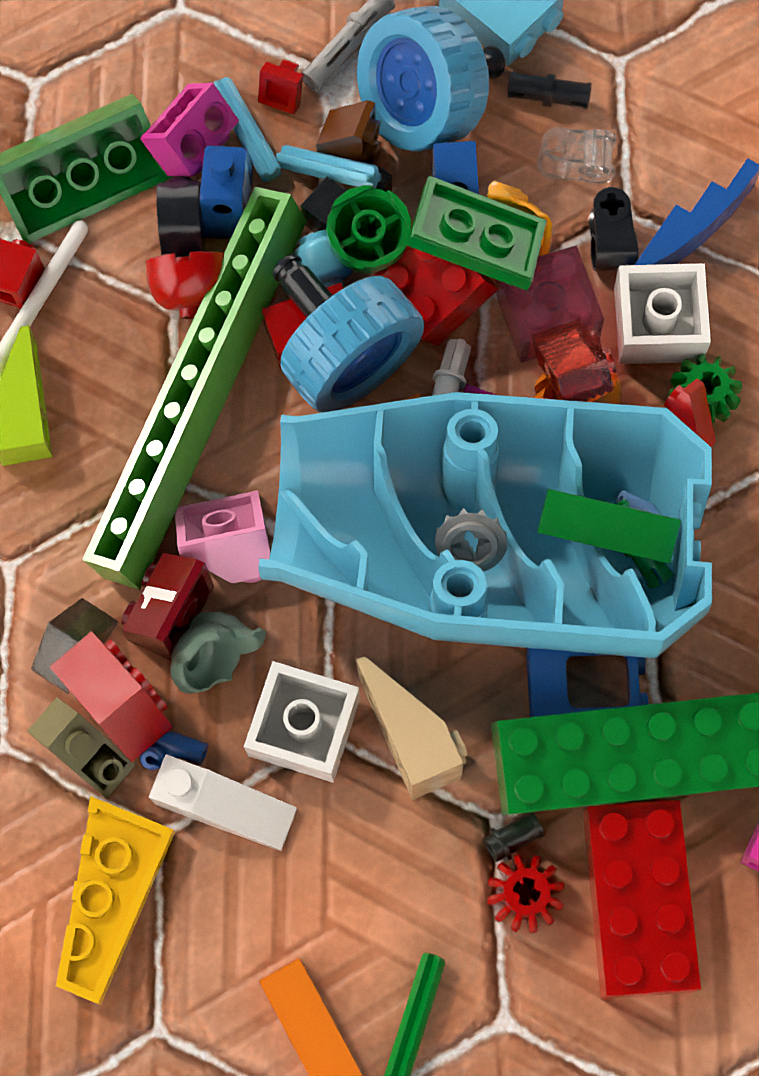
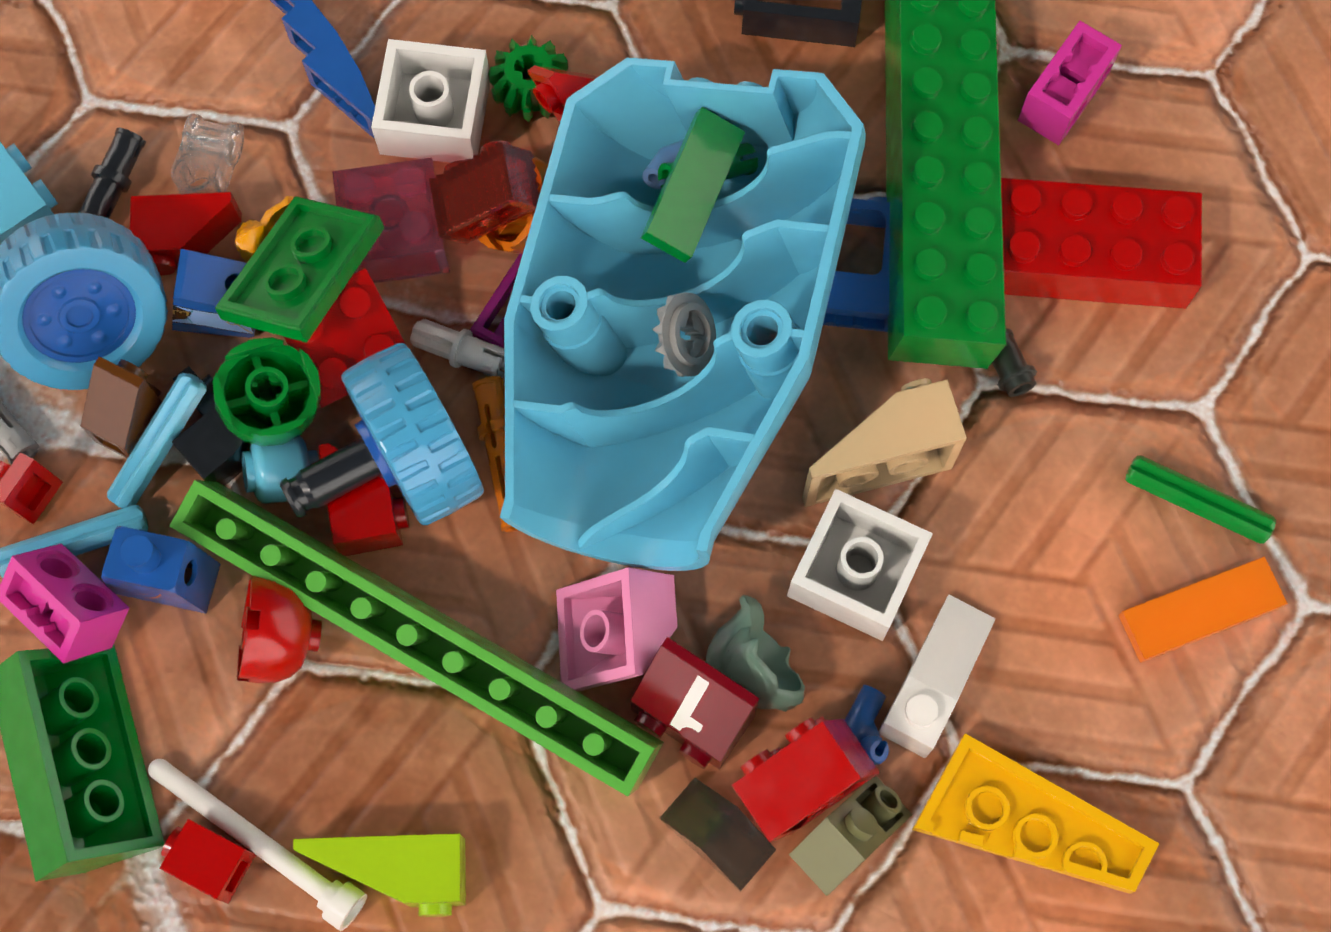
camera: 85 degrees left, 0 degrees up
(180, 217) = (182, 630): black brick -> none
(512, 146) = (182, 222): none -> red slope
(540, 888) = (1095, 364): red gear -> none
(612, 235) = (317, 141): black piece -> none

